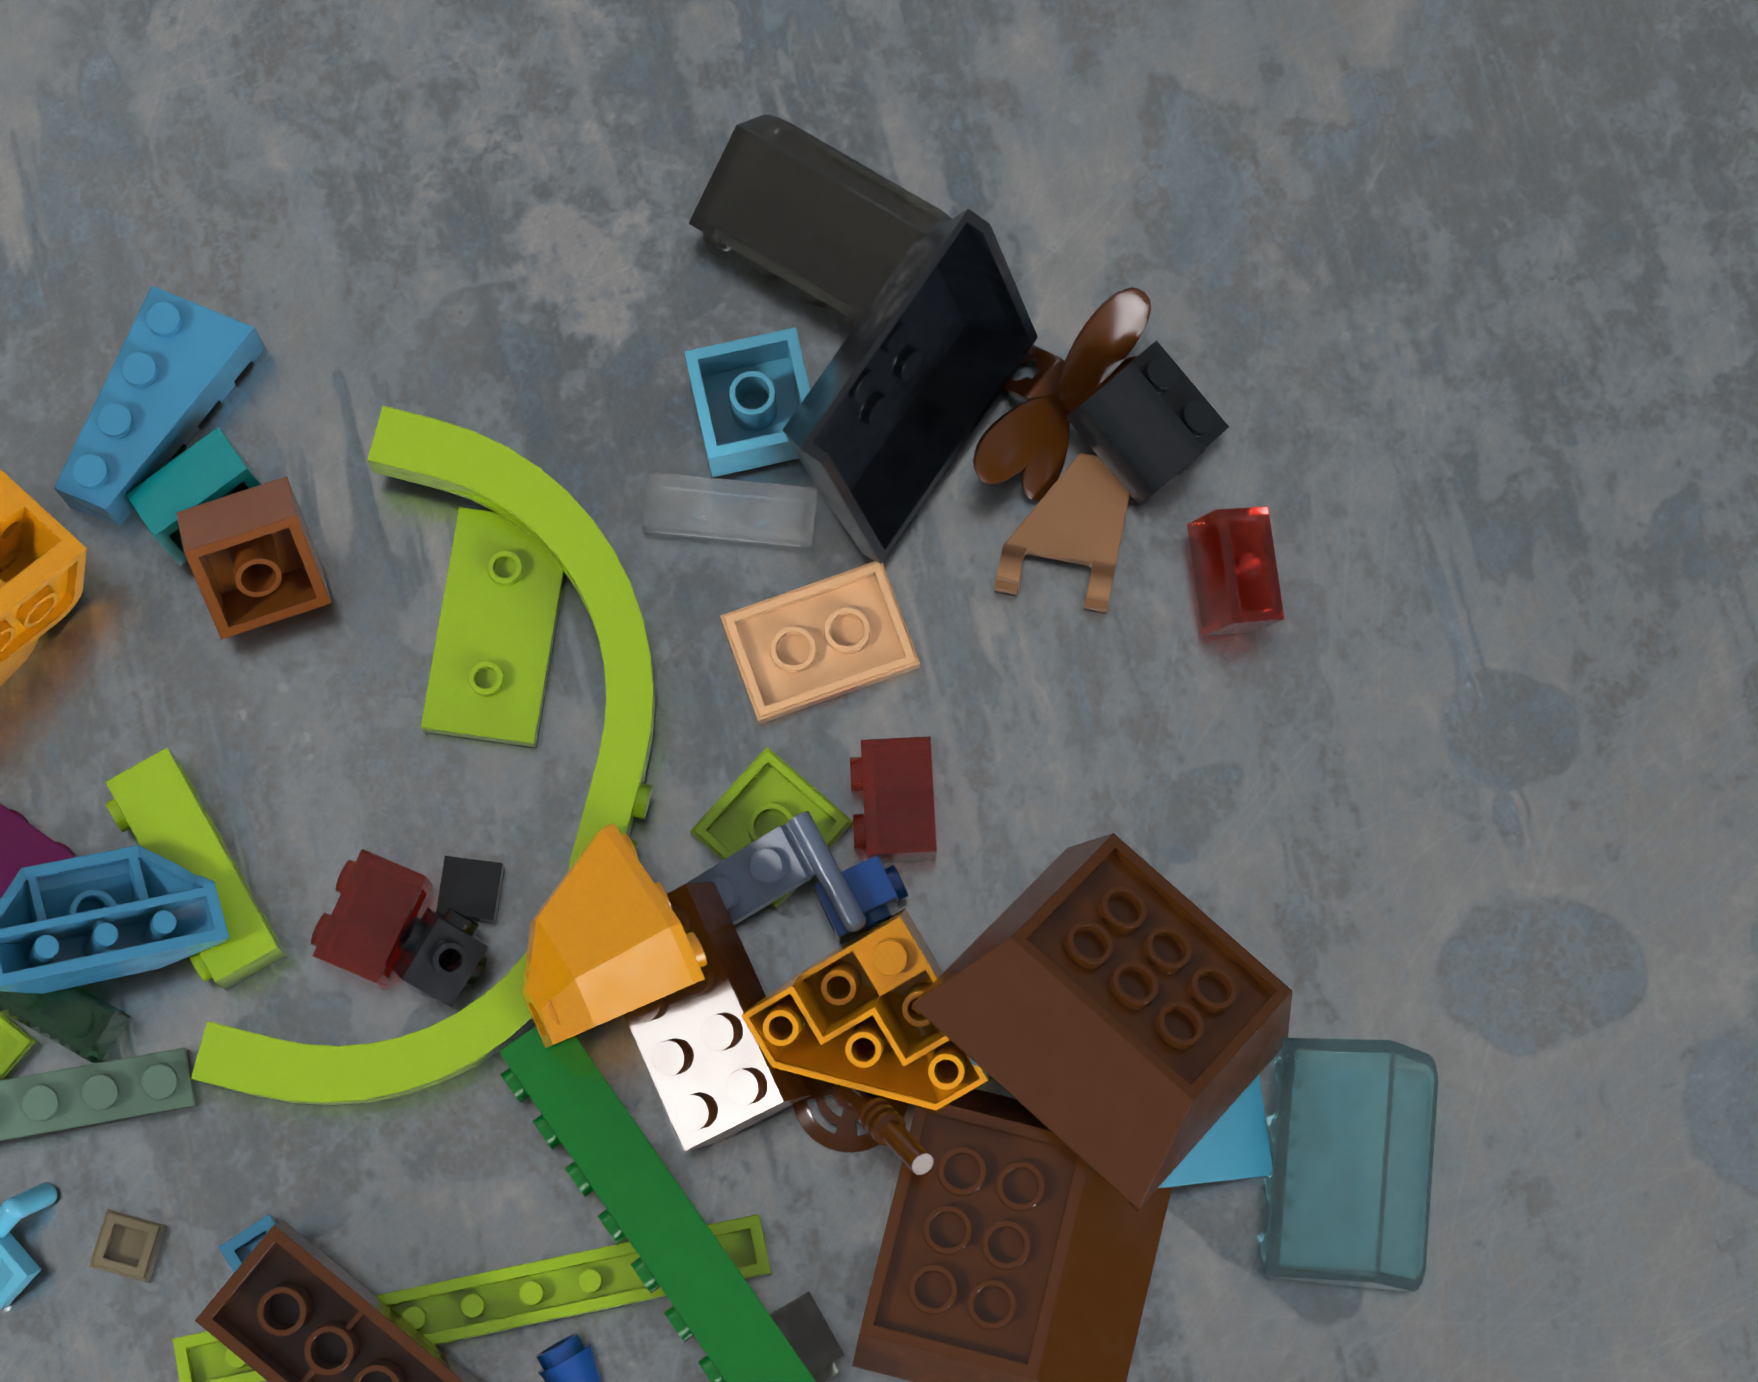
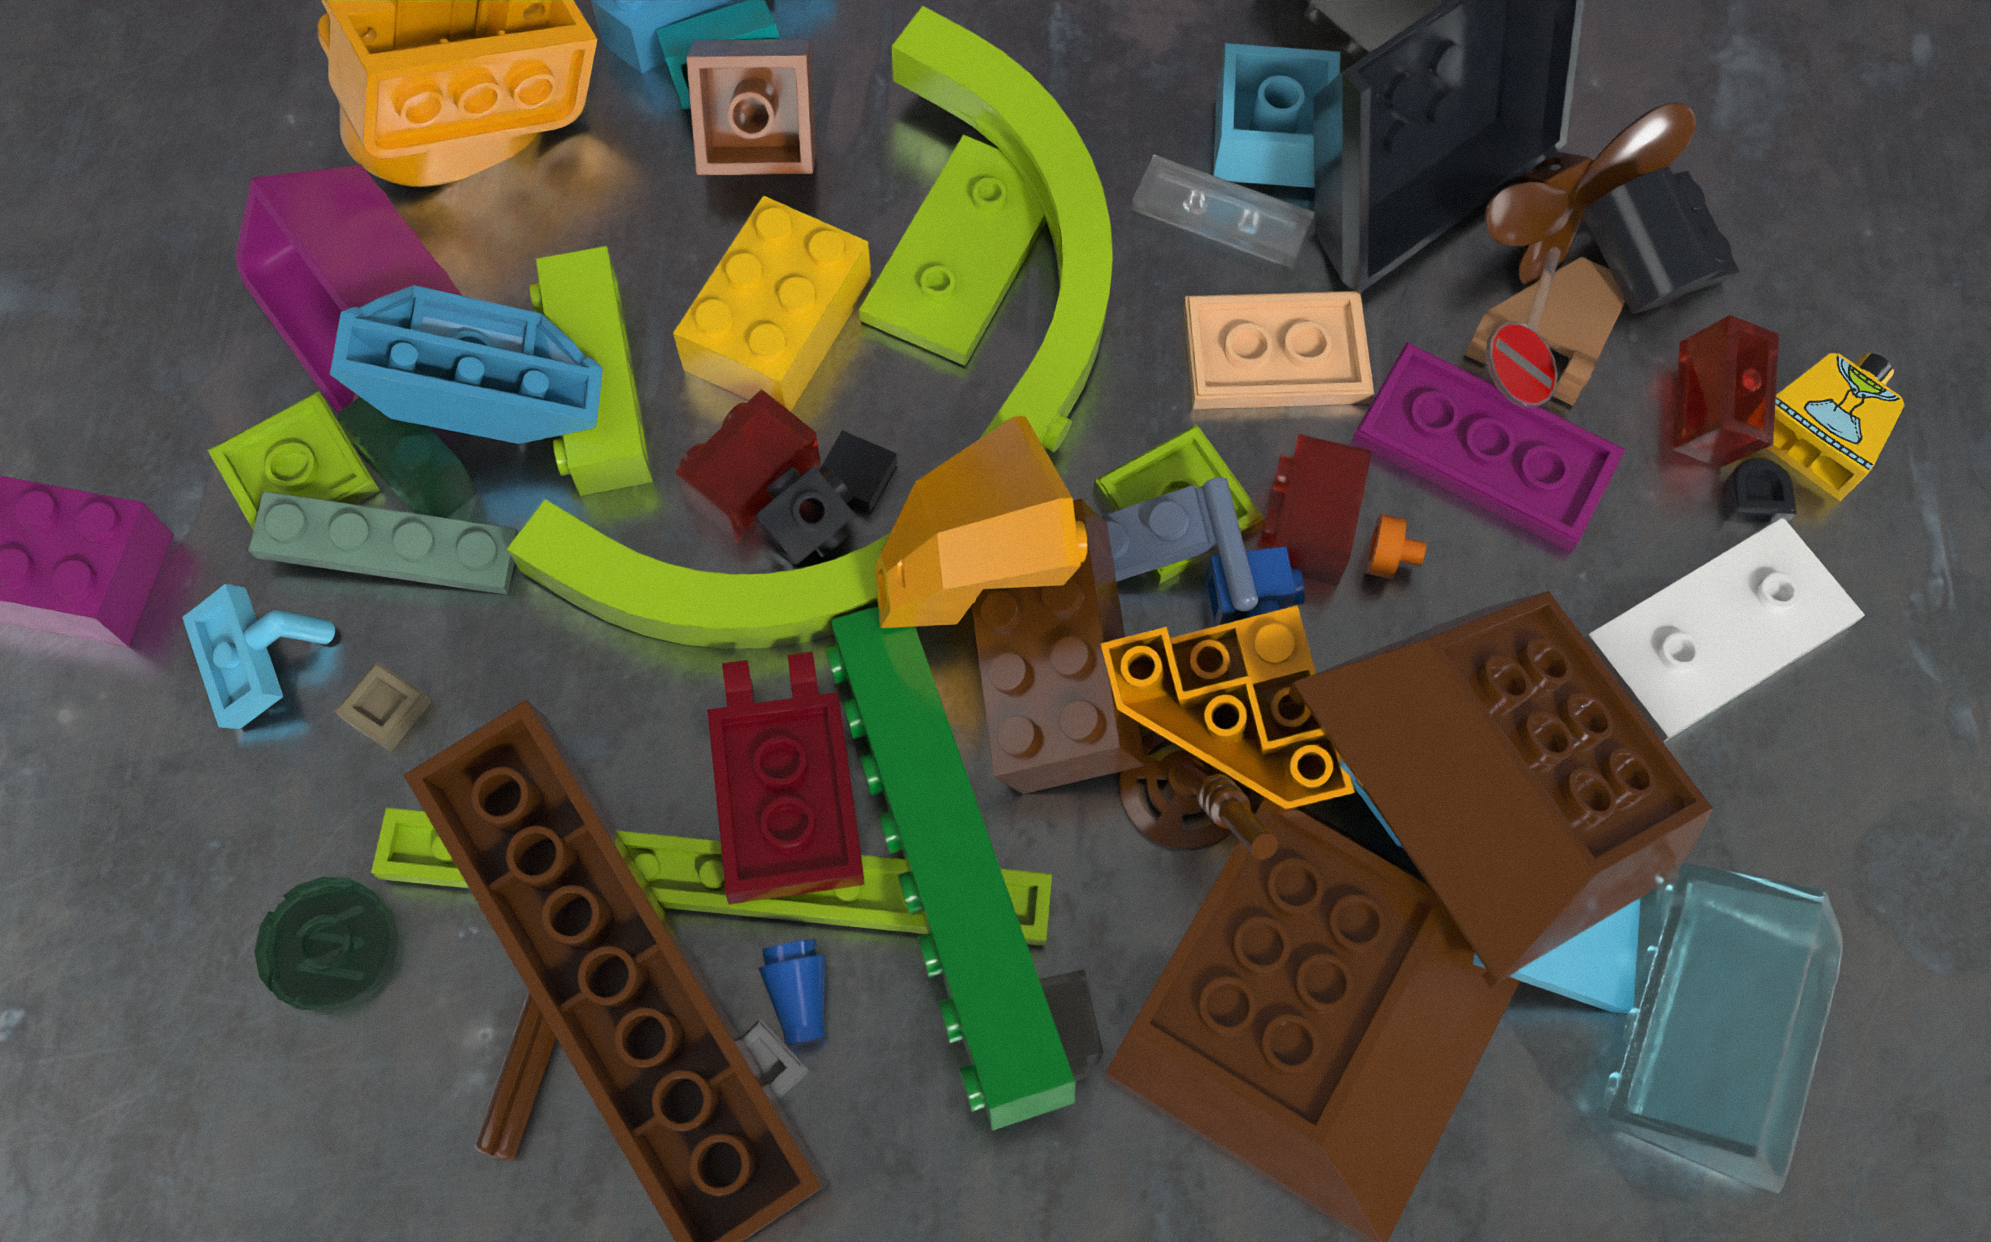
camera: 15 degrees right, 10 degrees down
(341, 752) = (774, 304): none -> yellow brick
(506, 1211) = (783, 788): none -> dark red tile
(972, 817) = (1390, 547): none -> orange tile
(1036, 680) = (1488, 449): none -> magenta tile
(1043, 589) = (1519, 356): none -> piece
(1283, 798) = (1723, 628): none -> white plate
(1291, 651) = (1759, 492): none -> black tile
(1341, 560) = (1836, 420): none -> yellow torso

